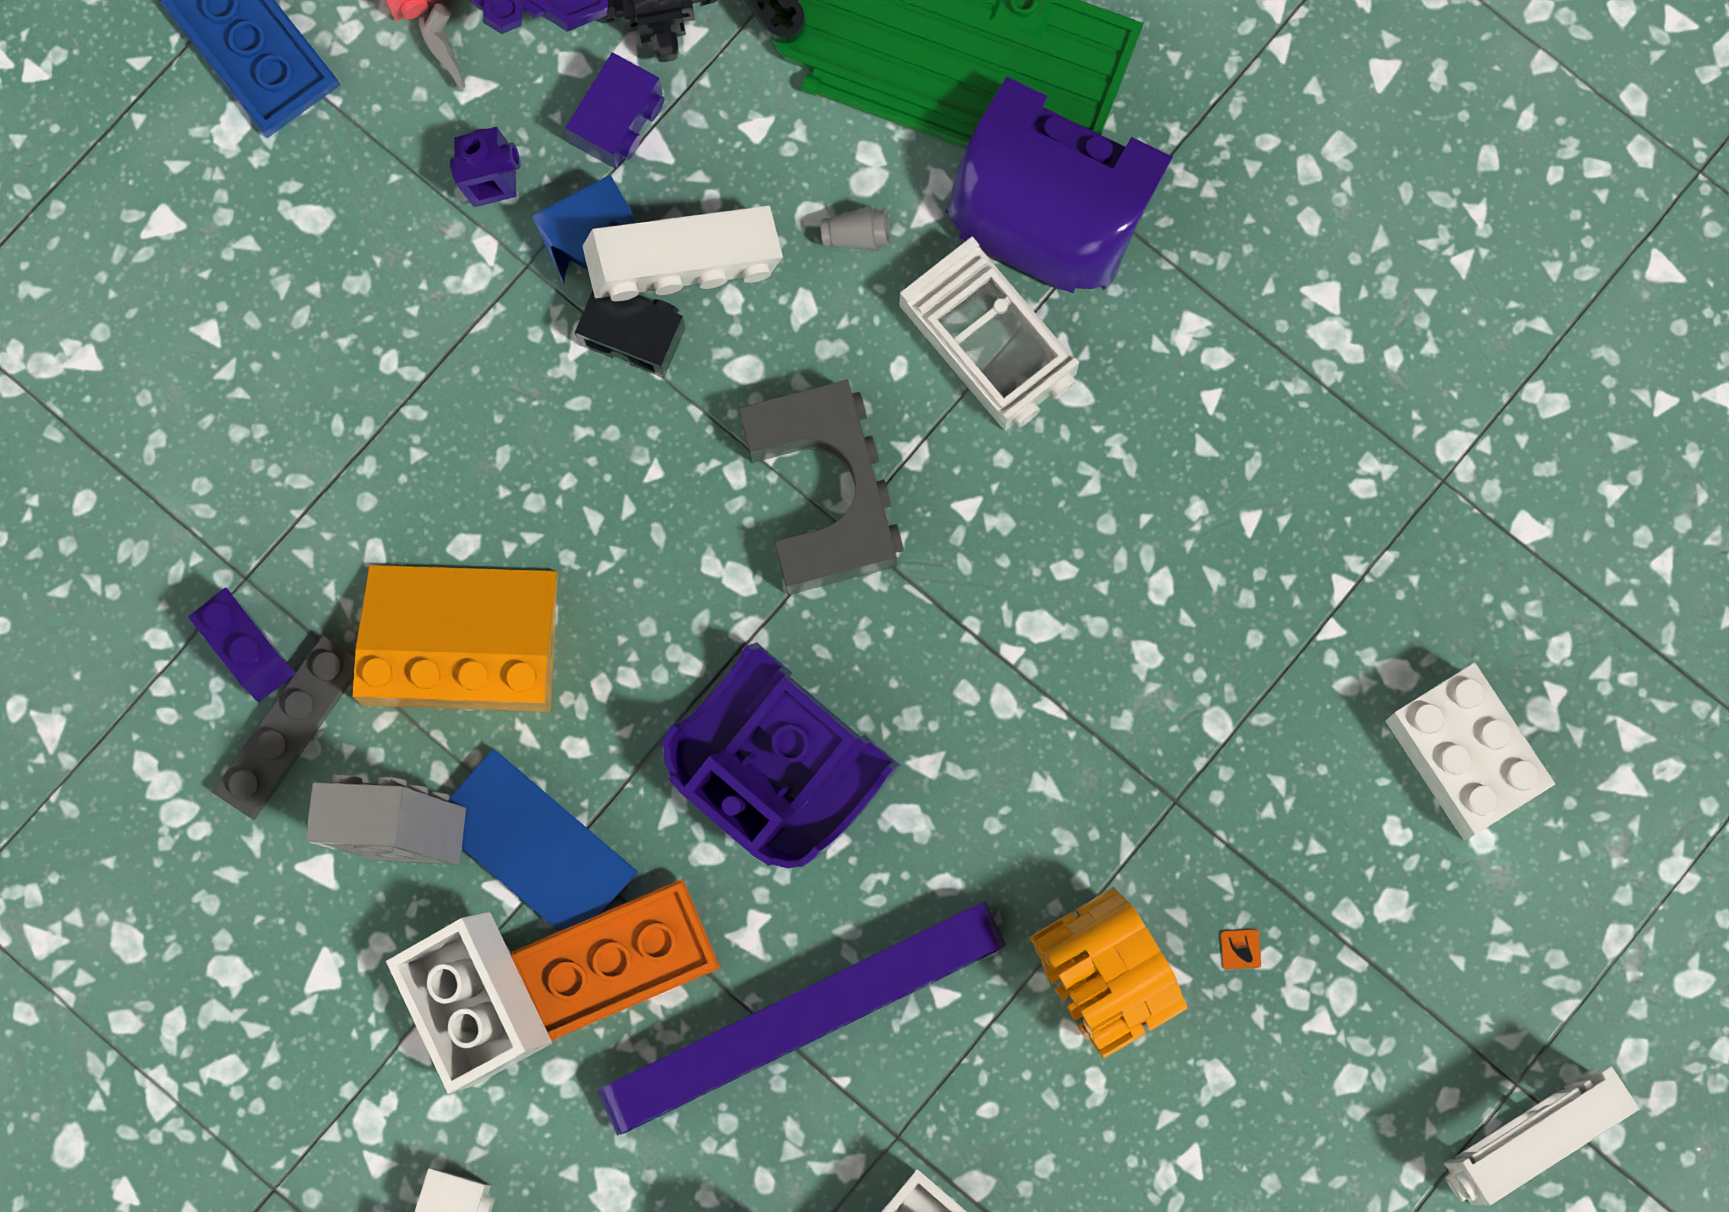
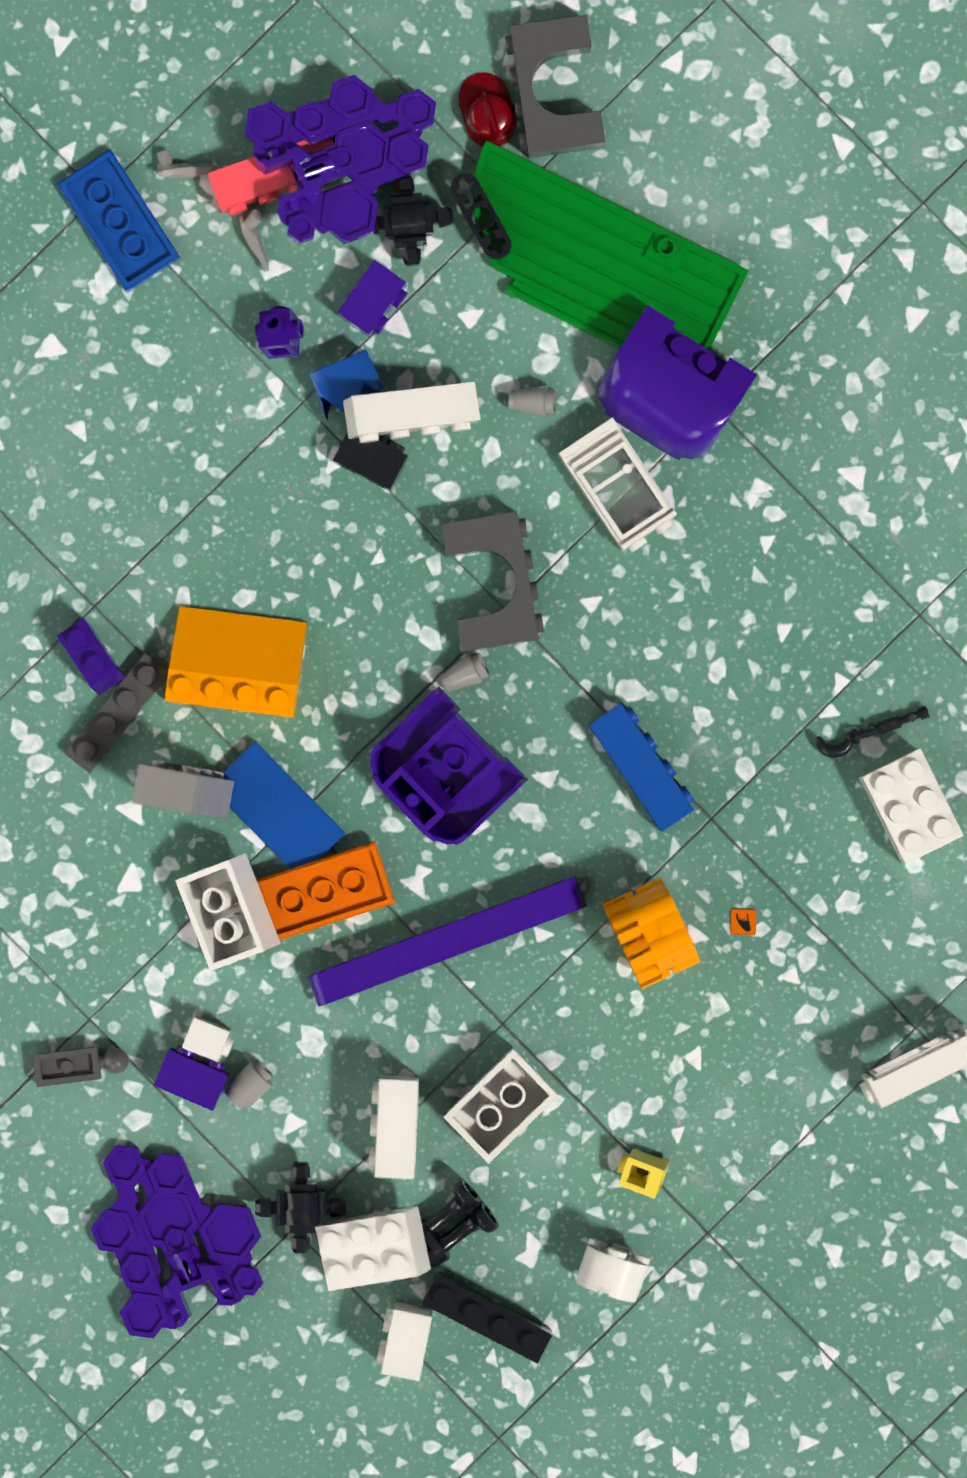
camera: 10 degrees right, 10 degrees up
(794, 621) = (465, 673): none -> light grey cone
(1066, 732) = (641, 767): none -> blue brick
(1372, 660) = (854, 737): none -> black piece

